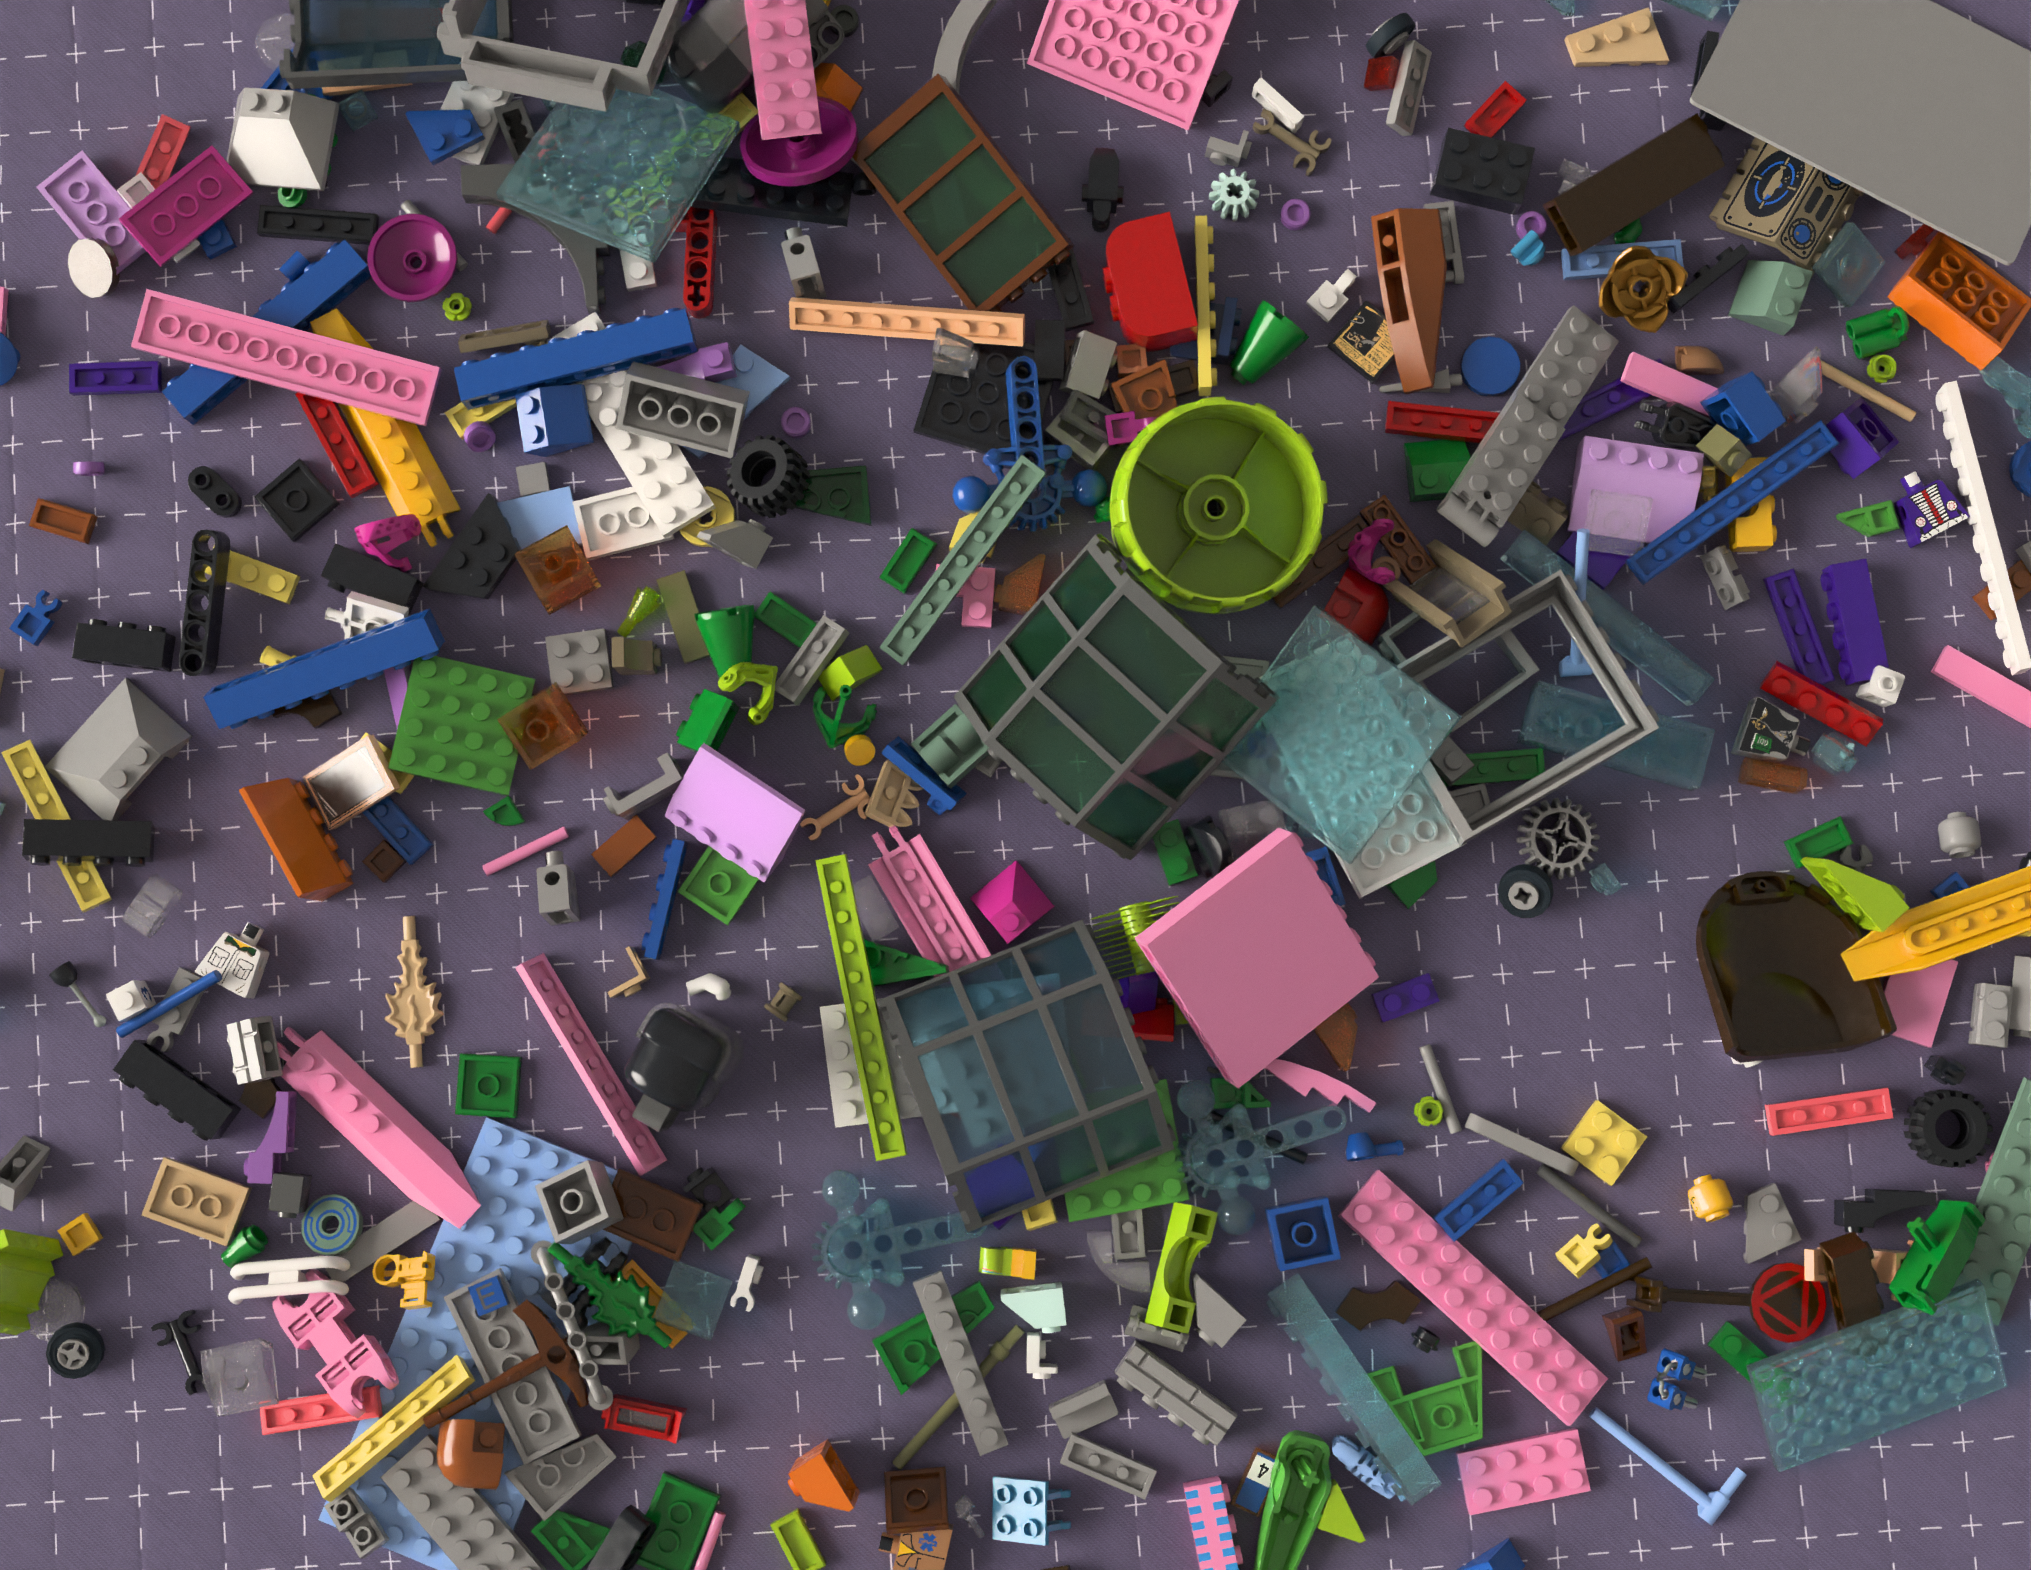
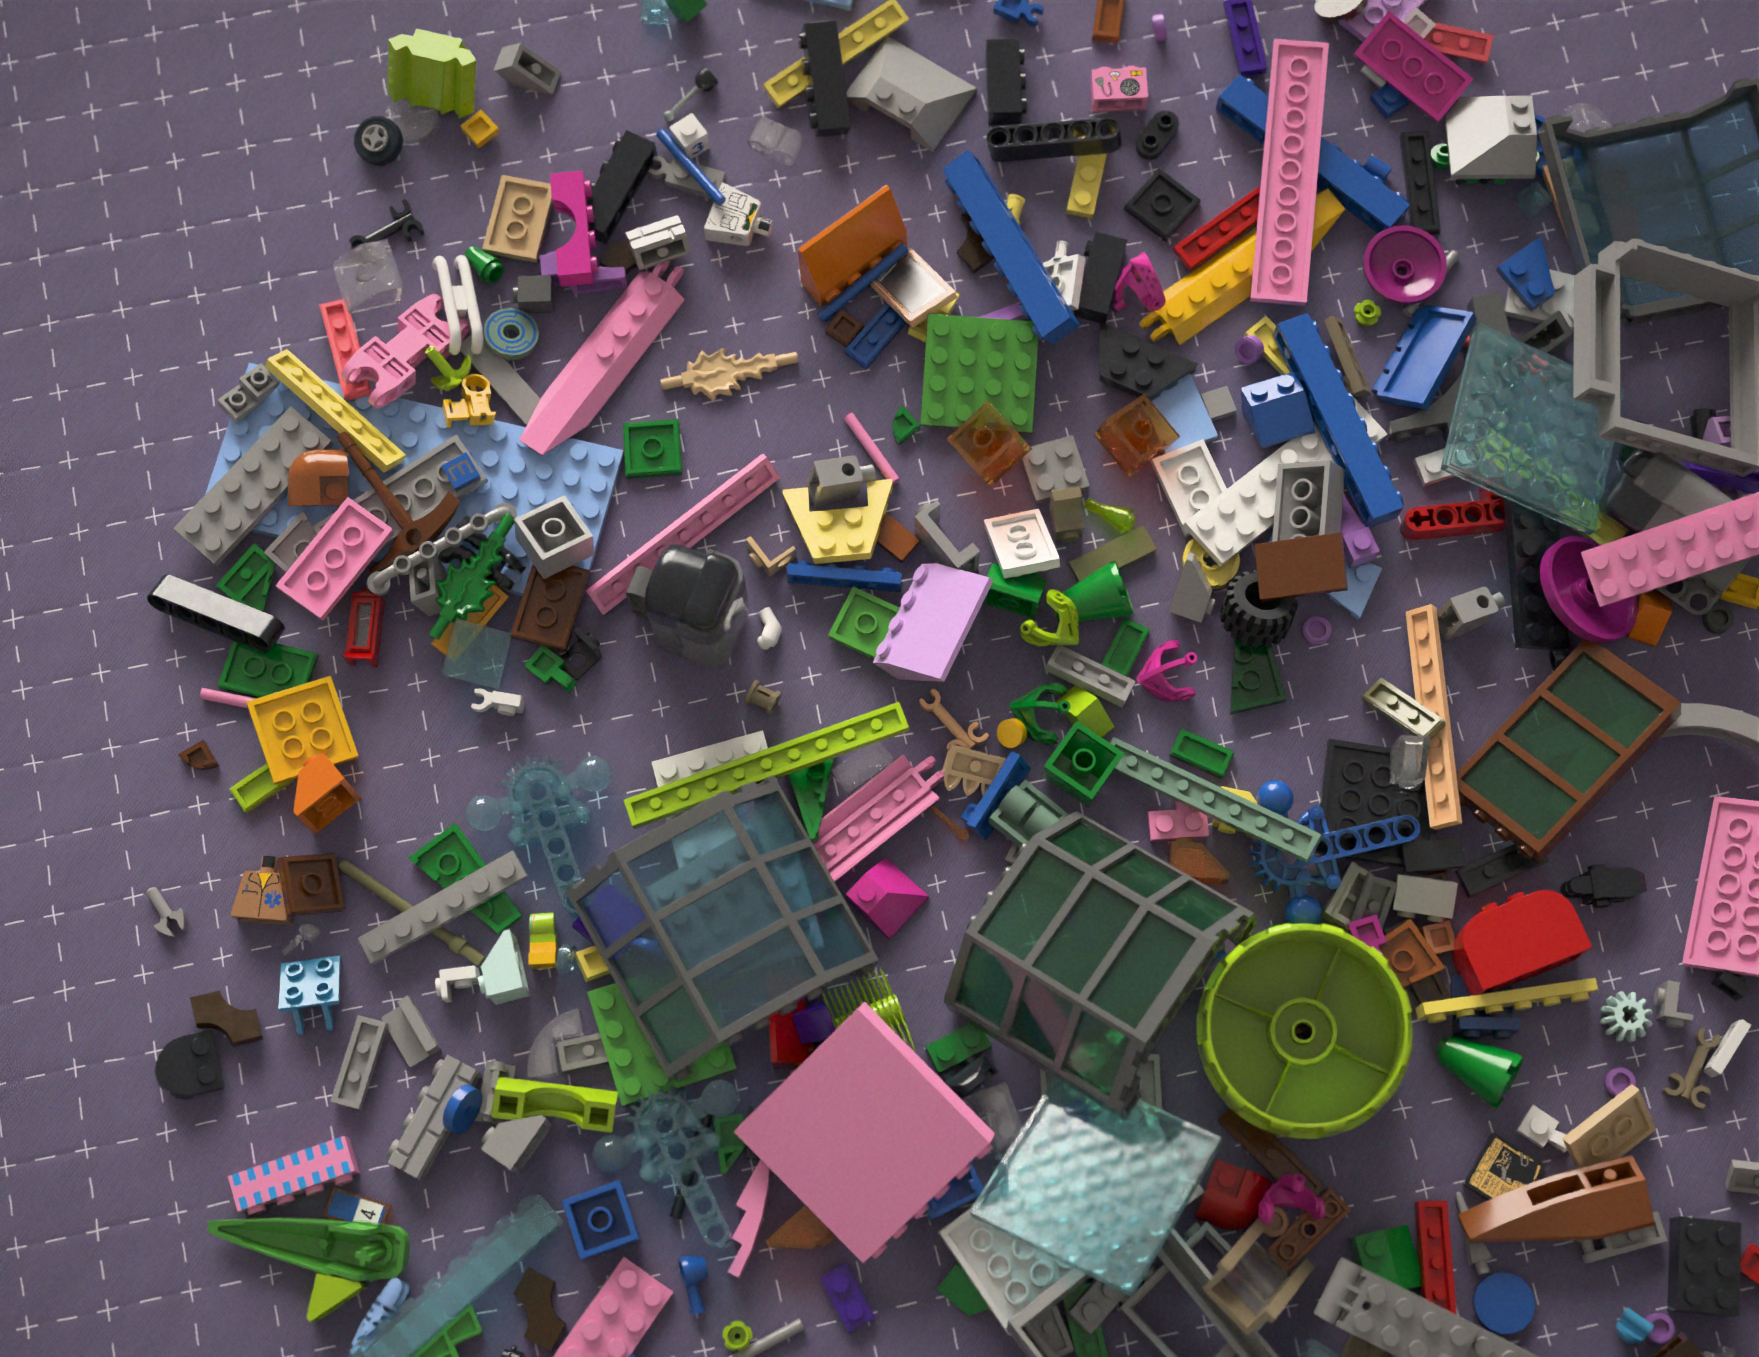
camera: 80 degrees right, 10 degrees down
(154, 524) = (1118, 89): none -> bright pink brick
(261, 1144) = (575, 258): none -> dark pink arch
(336, 833) = (863, 282): none -> blue bar
(373, 1298) = (451, 377): none -> lime plant
(519, 256) = (1424, 356): none -> hinge
(567, 1442) = (335, 559): none -> bright pink plate
(617, 895) = (840, 533): none -> light yellow wing
(660, 708) = (1021, 543): none -> white plate
(736, 424) = (1301, 567): none -> reddish brown tile
(747, 1495) = (300, 725): none -> yellow plate
(820, 596) = (1153, 674): none -> dark pink helmet
(896, 350) = (1402, 709): none -> tile
(904, 682) = (1082, 764): none -> green slope
(956, 816) = (962, 834): none -> clear orange hinge
(1030, 1240) = (566, 959): none -> clear light blue tile
(1173, 1363) = (462, 1109): none -> blue piece
(1344, 232) = (1610, 1130): none -> tan plate

